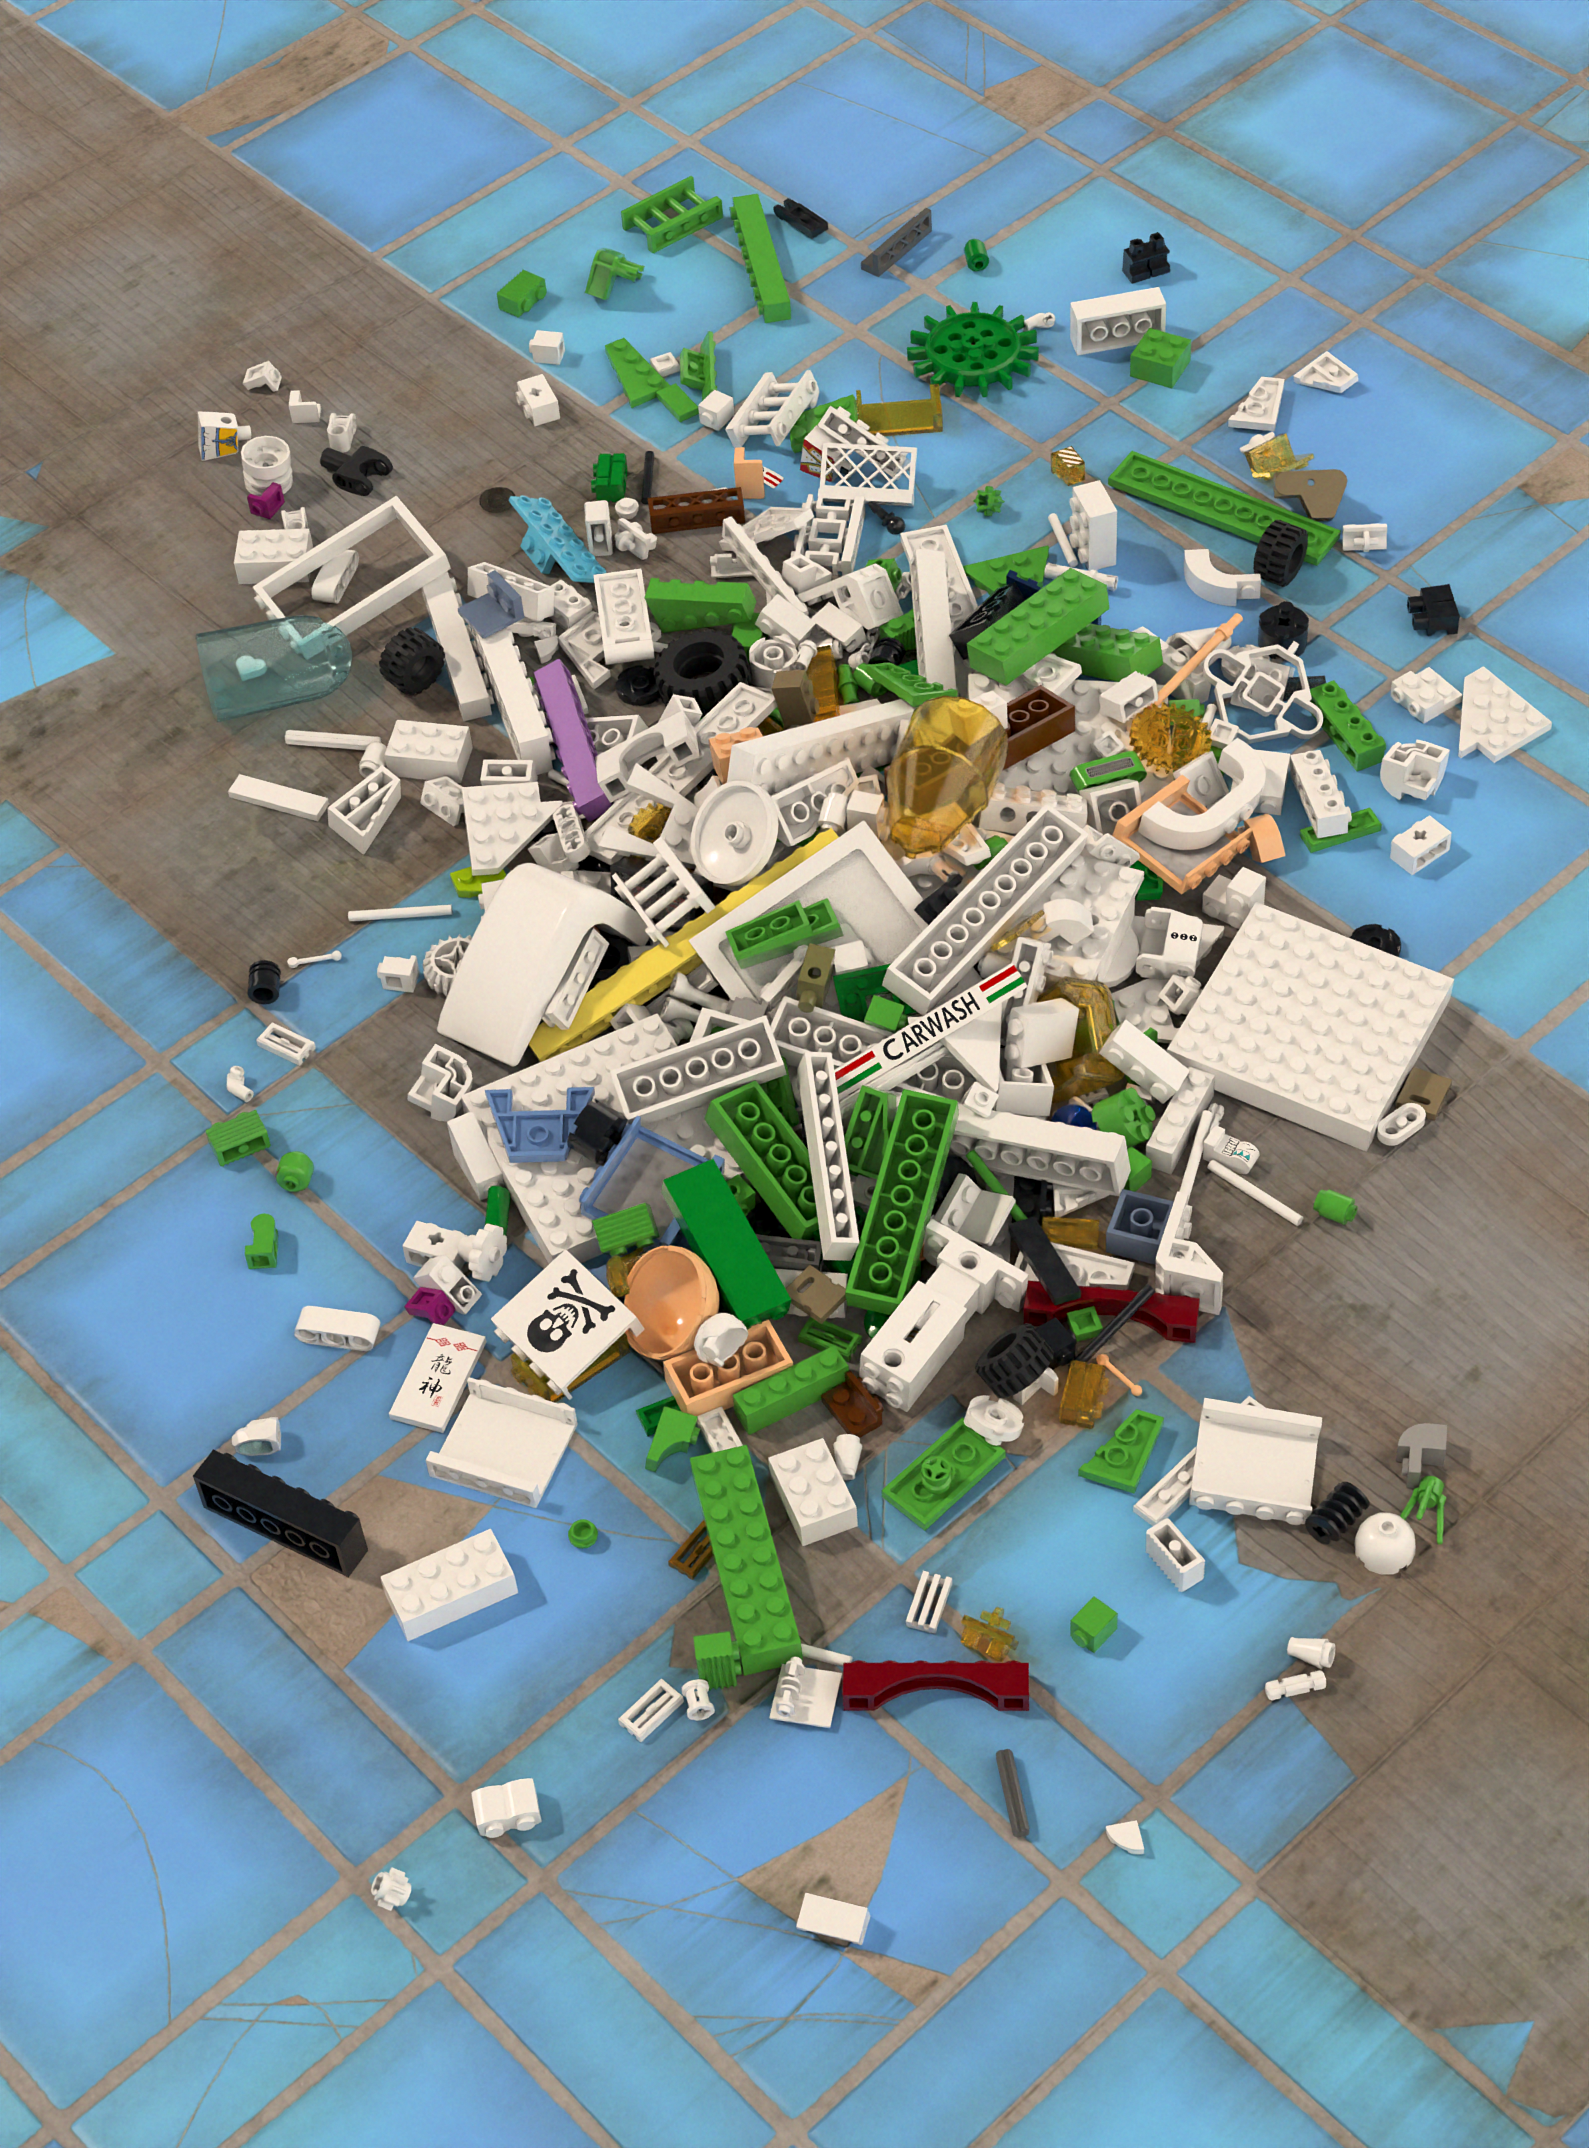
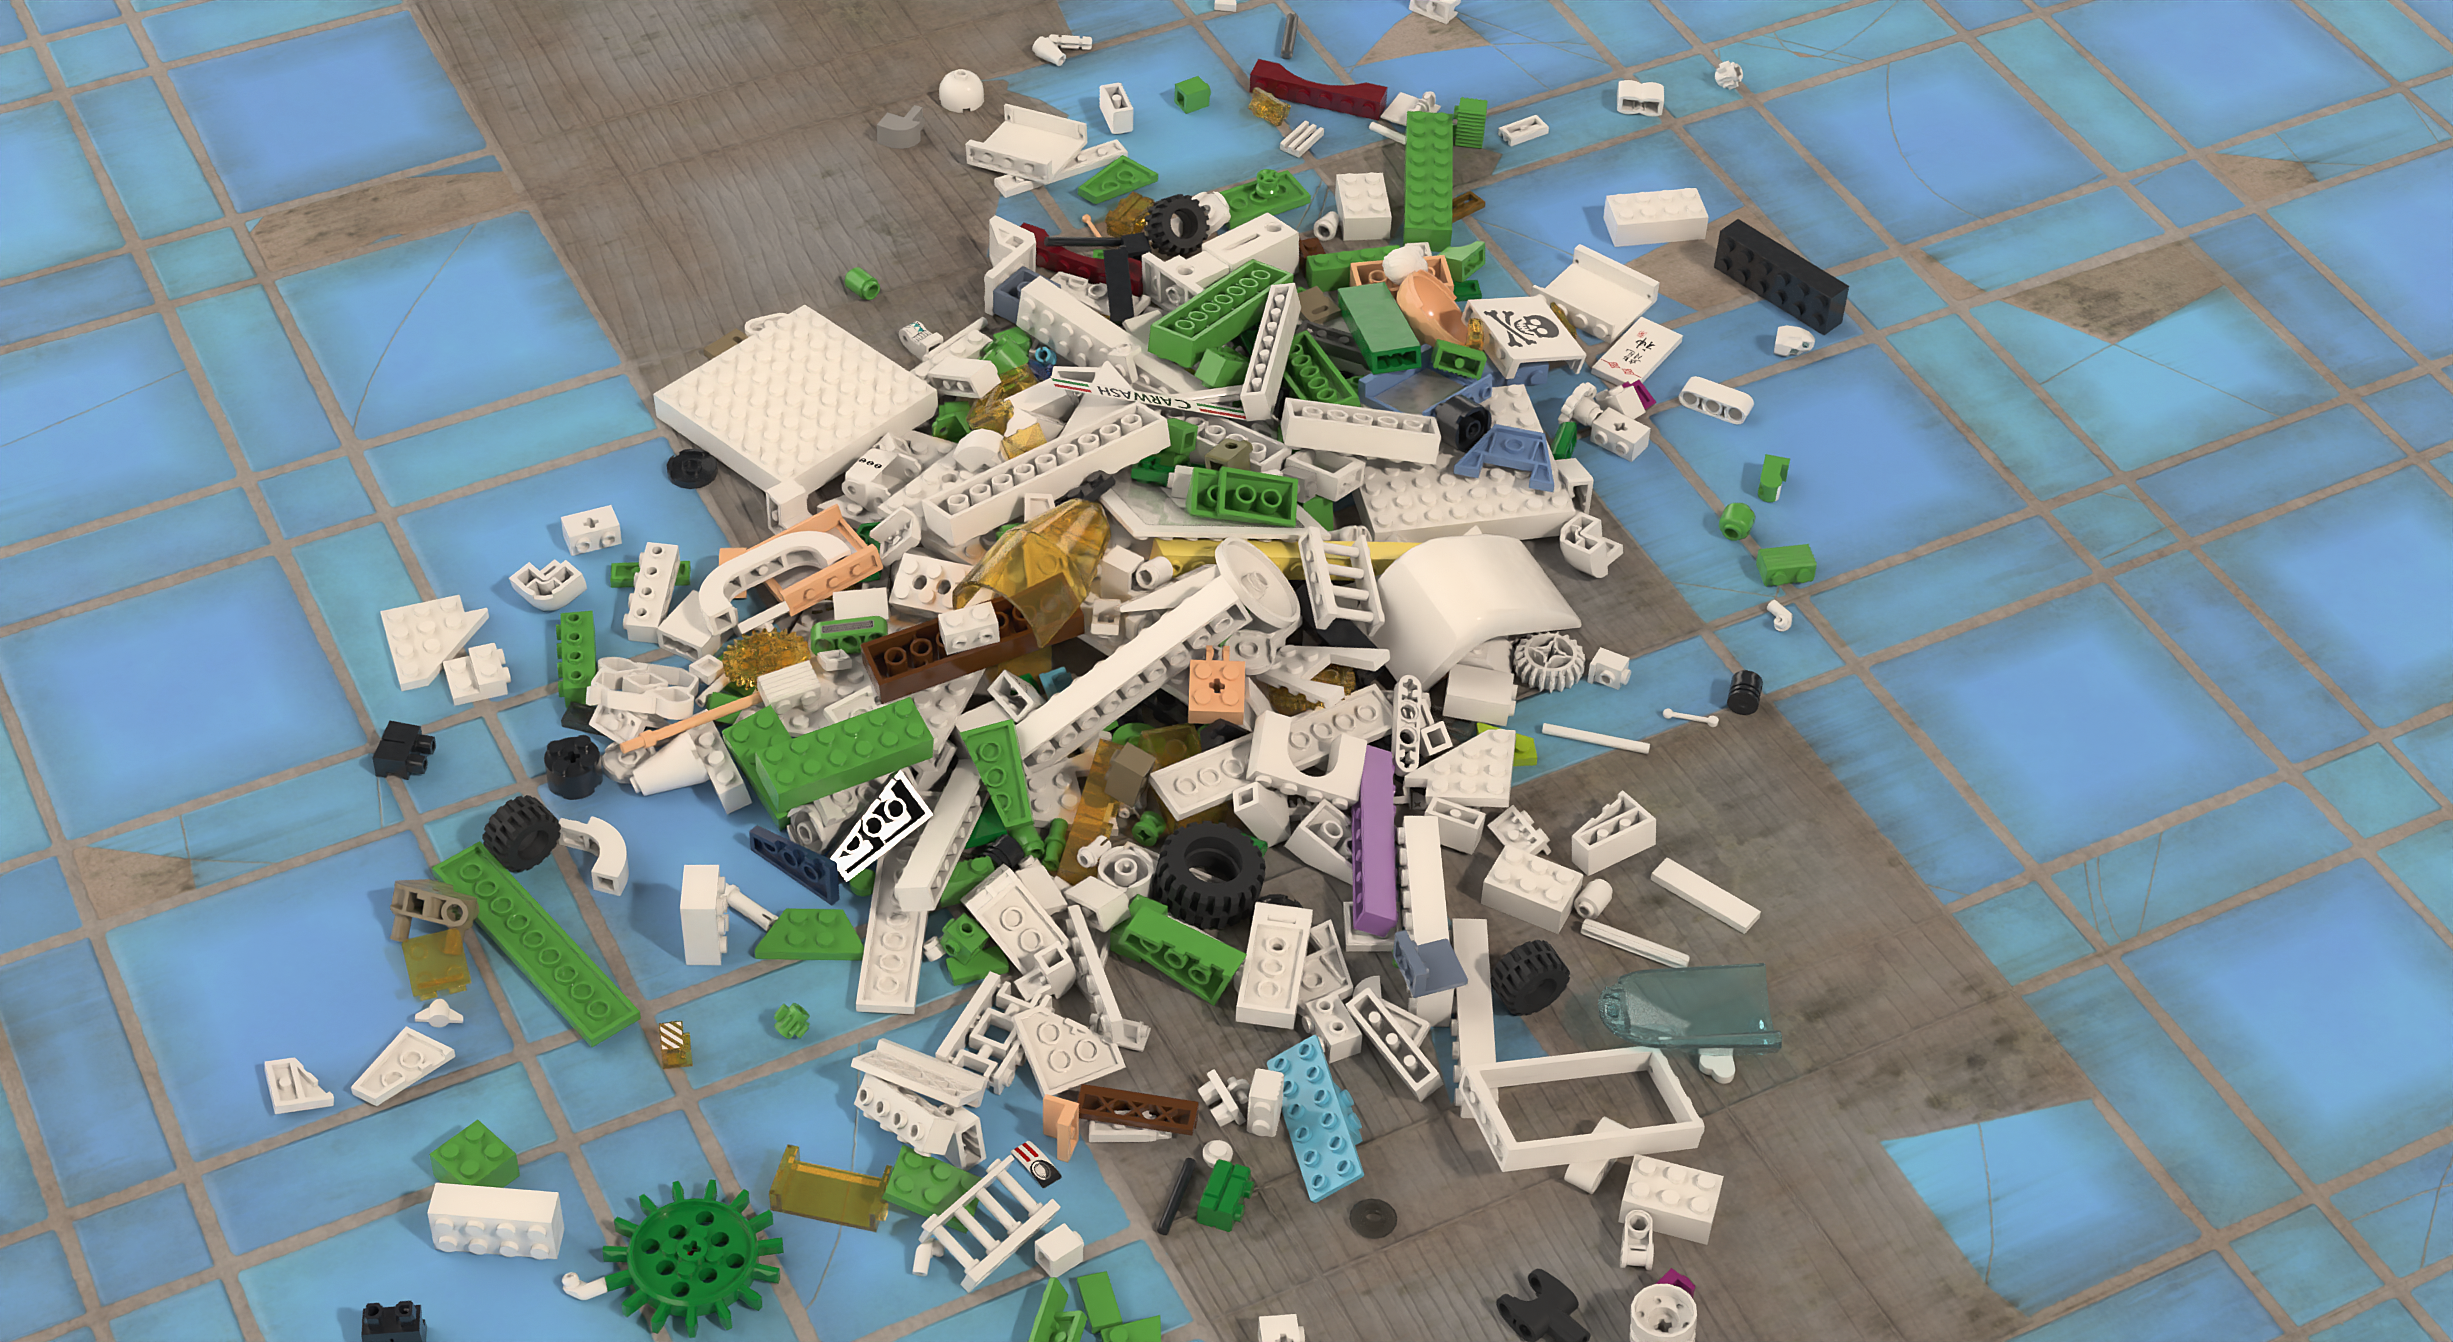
camera: 170 degrees left, 5 degrees down
(282, 1046) = (1728, 647): white tile -> none
(582, 1534) = (1545, 230): bright green plate -> none
(702, 1688) = (1492, 122): white bush -> none
(894, 524) = (912, 1039): black bar -> none
(1062, 539) = (732, 962): white bar -> none
(1255, 1192) = (910, 308): white piece -> none
(1336, 1513) = (982, 107): black piece -> none
(1364, 537) = (412, 851): white hips -> none
(1428, 1495) = (913, 100): bright green plant -> none

